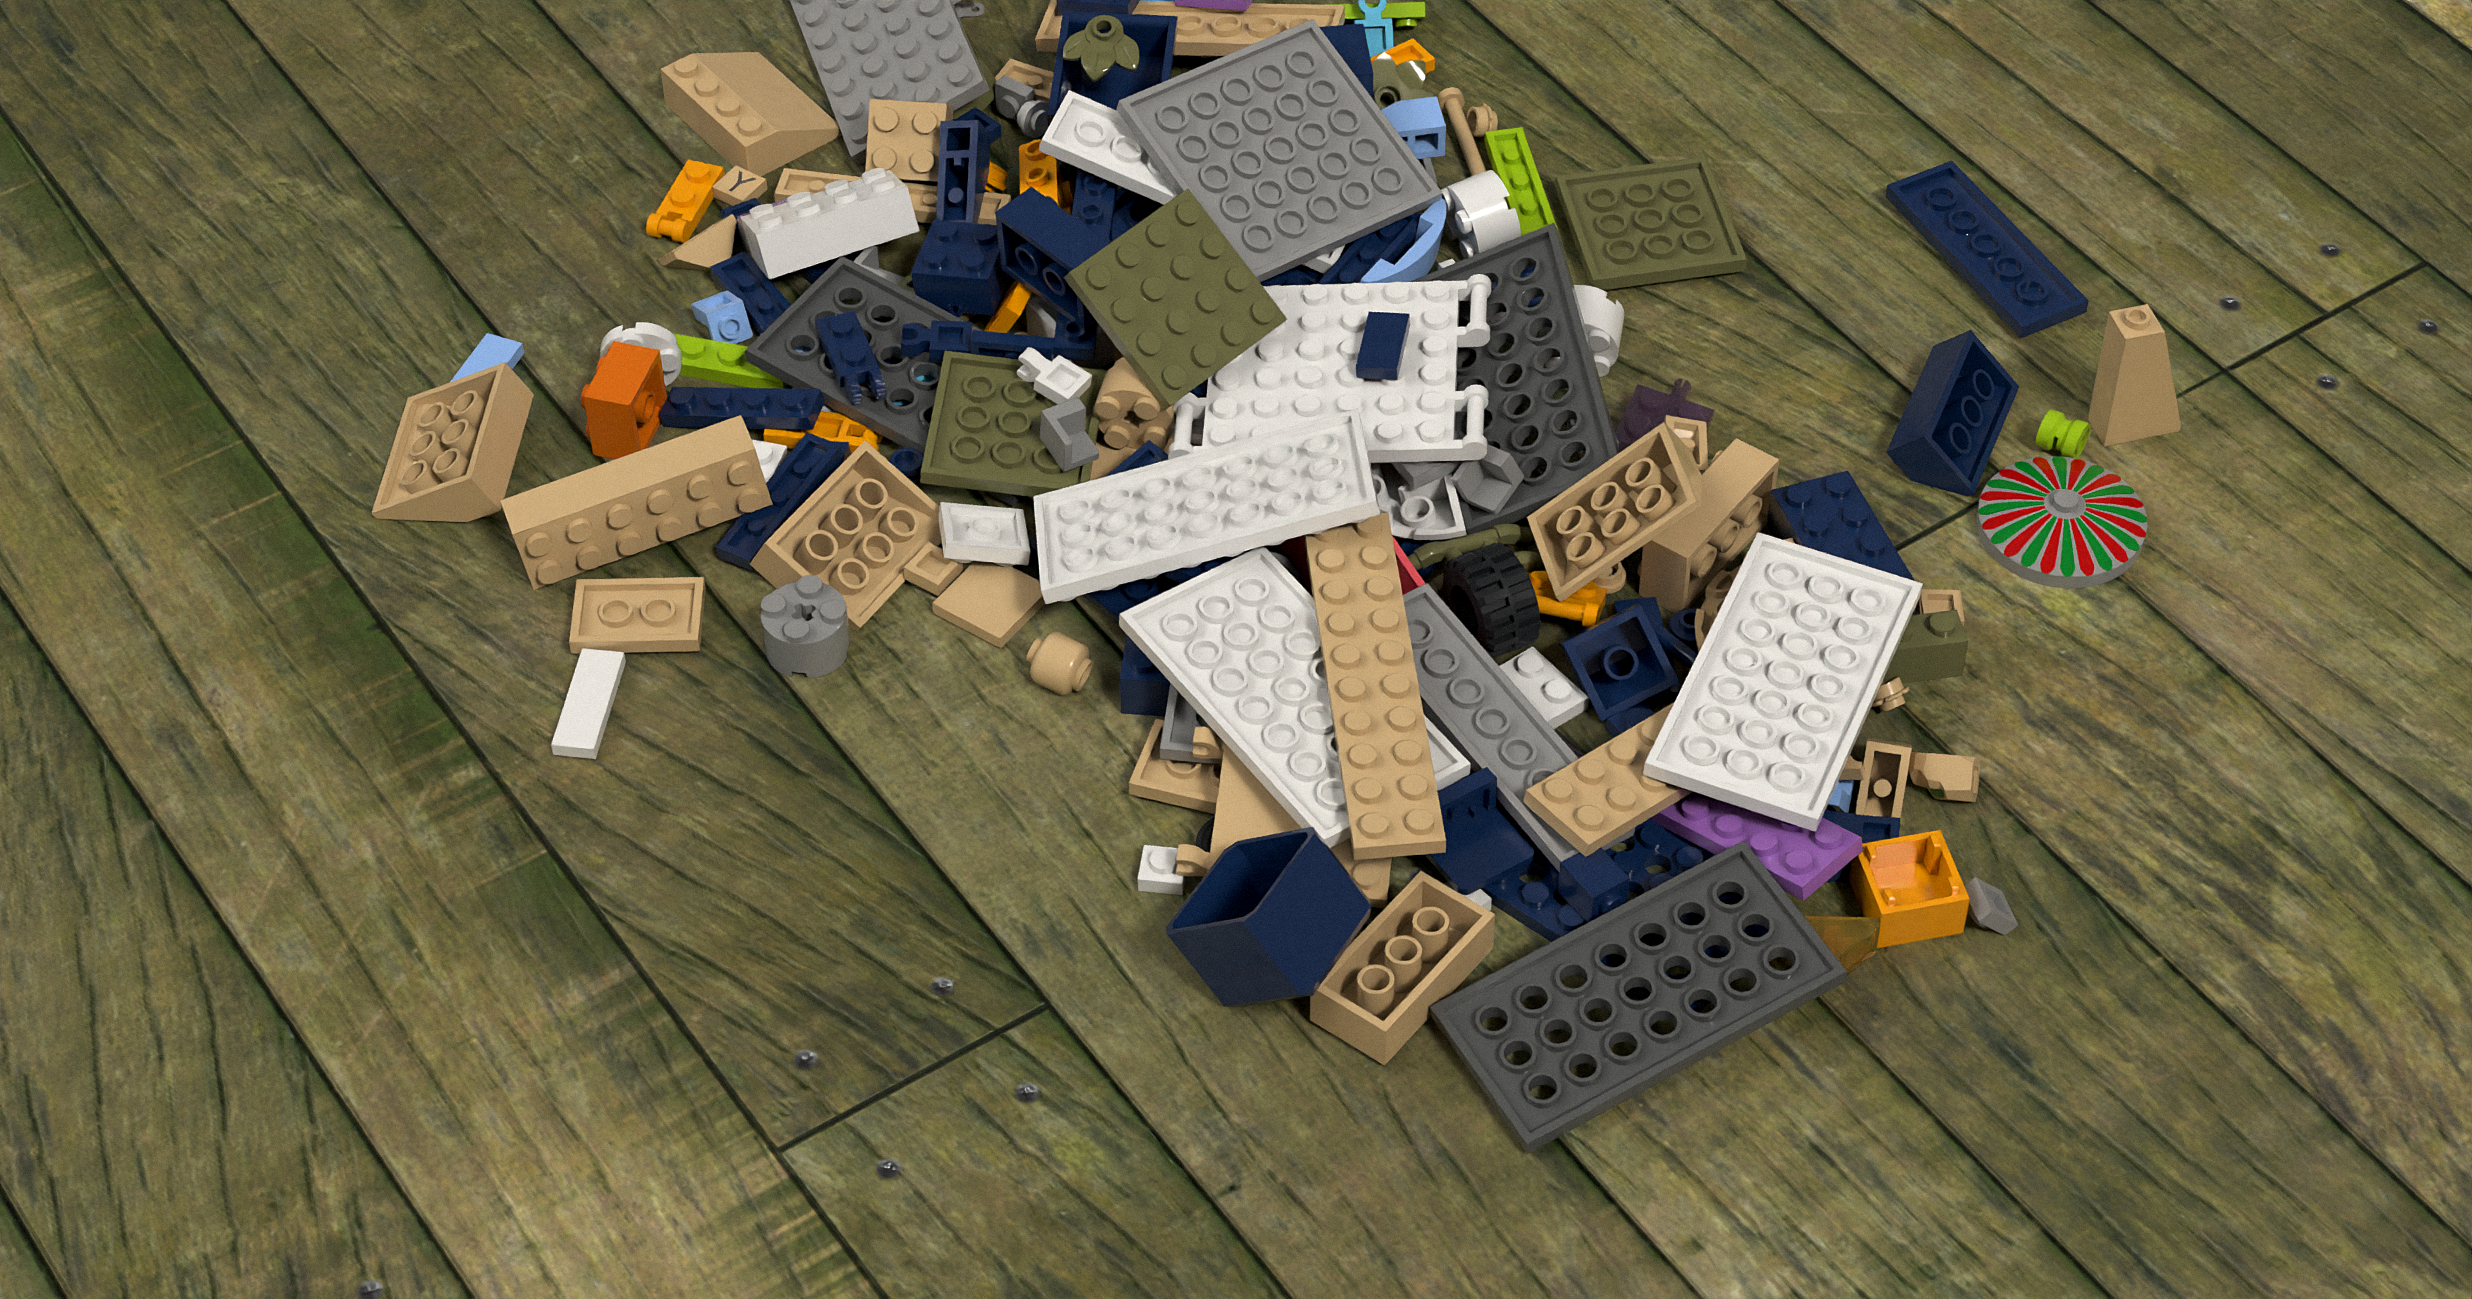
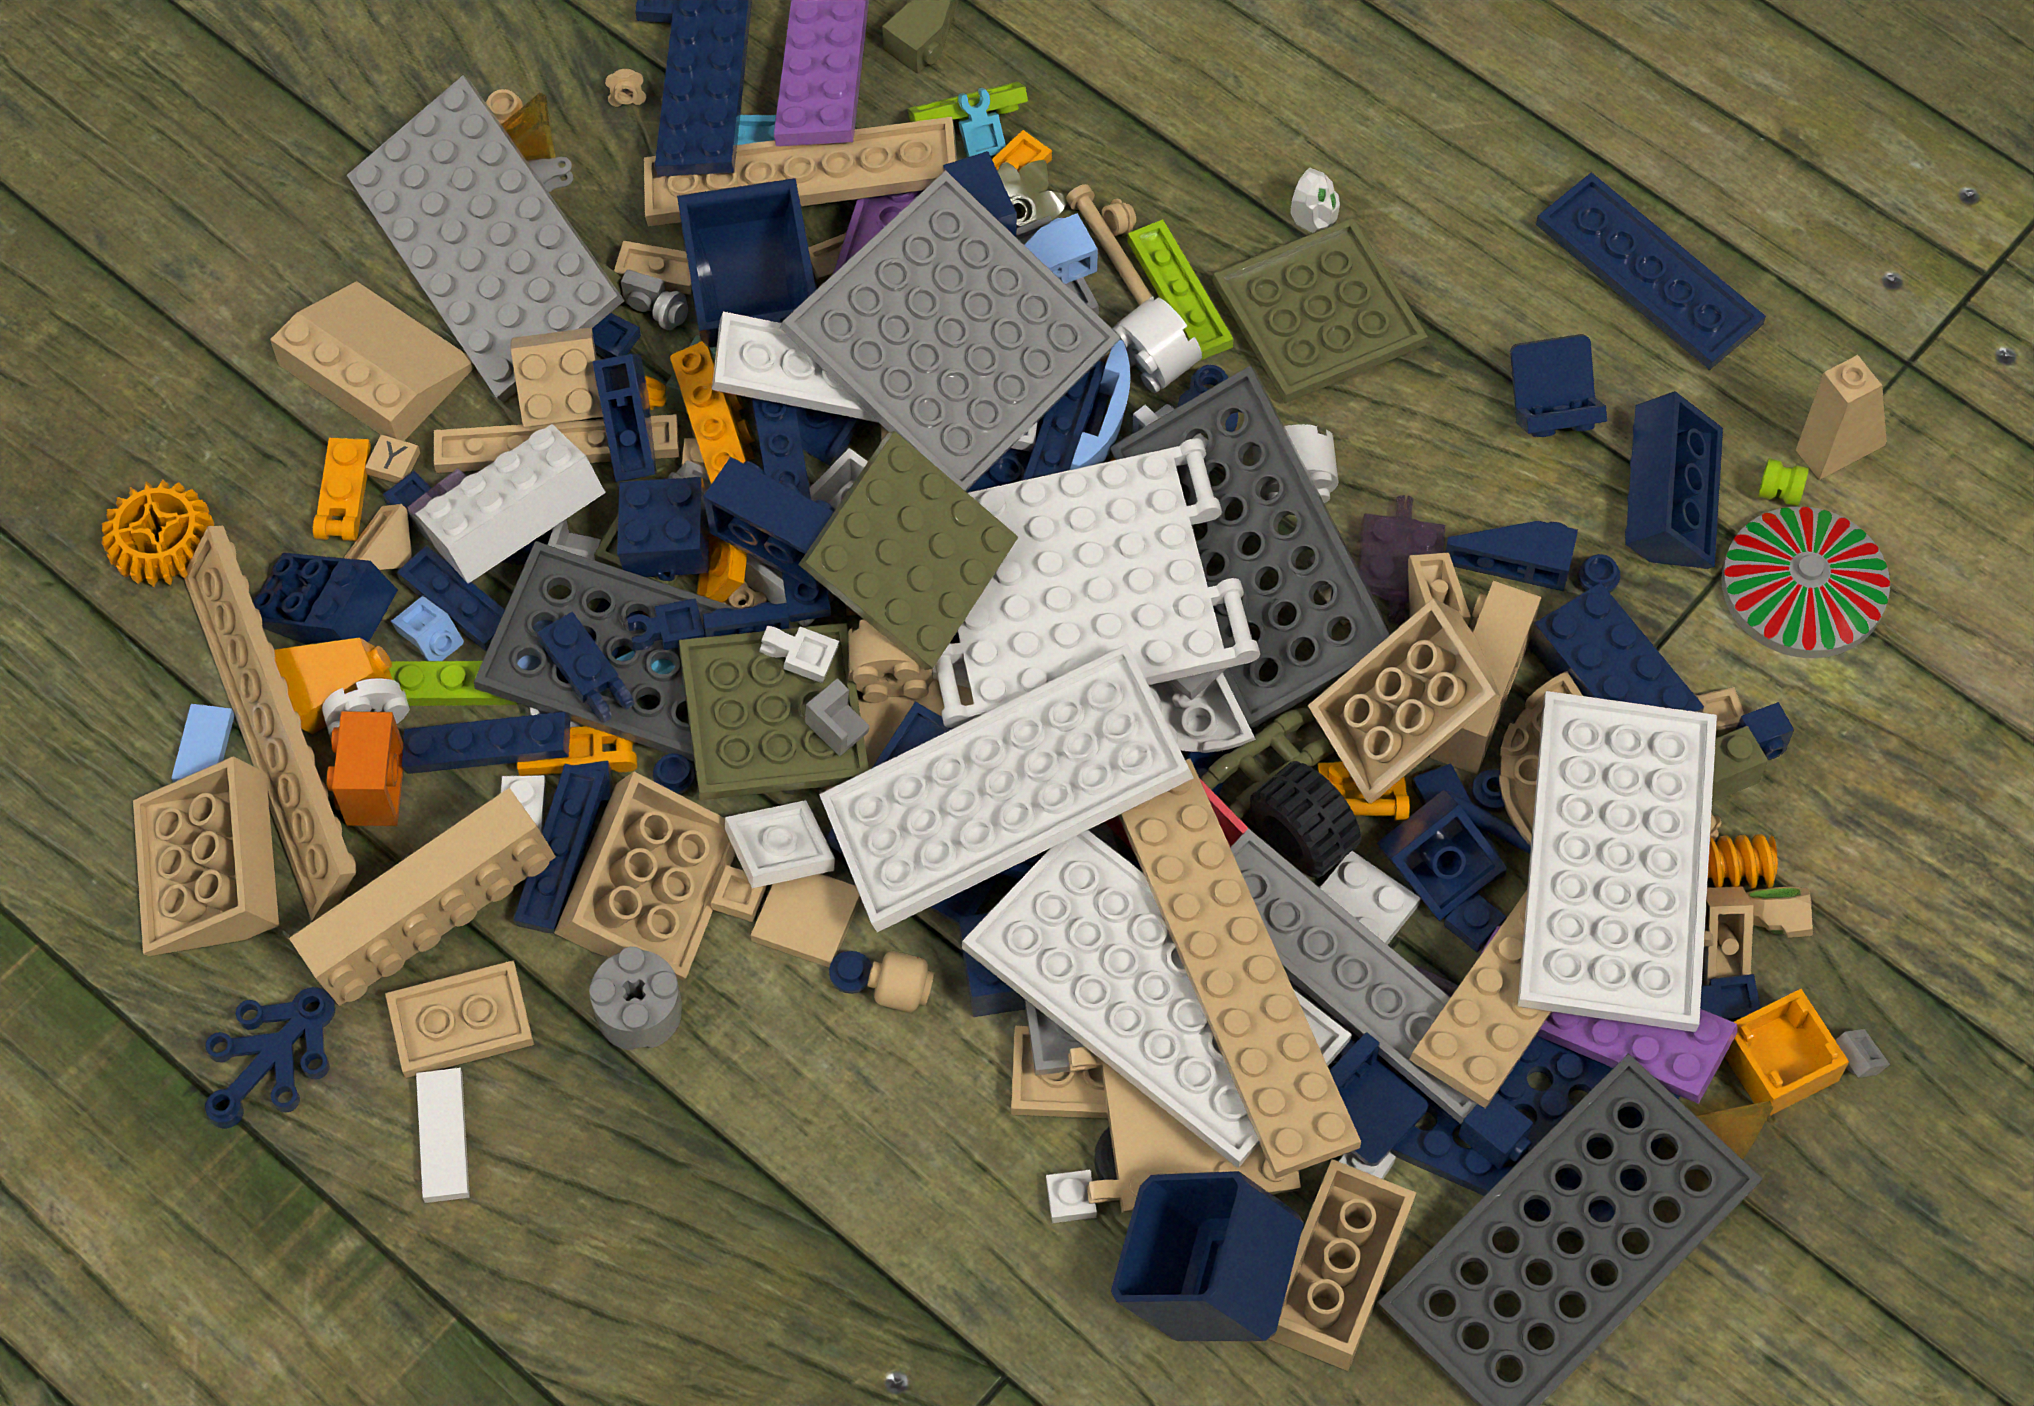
camera: 15 degrees left, 15 degrees up
(502, 586) = (271, 1050): none -> dark blue plant
(507, 201) = (134, 529): none -> light orange gear
(549, 343) = (269, 723): none -> tan plate
(593, 317) = (323, 668): none -> light orange slope
(637, 278) = (324, 598): none -> dark blue slope
(1012, 652) = (850, 972): none -> dark blue plate
(1102, 50) = (734, 244): olive plate -> none
(1383, 345) = (1124, 551): dark blue tile -> none
(1488, 481) = (1264, 677): light grey panel -> none
(1672, 134) = (1315, 202): none -> white rock
(1800, 442) = (1522, 552): none -> dark blue slope
(1858, 313) = (1555, 385): none -> dark blue bracket
(1861, 472) = (1598, 570): none -> dark blue plate
(1910, 724) = (1743, 860): none -> light orange piece
(1982, 626) = (1770, 729): none -> dark blue plate

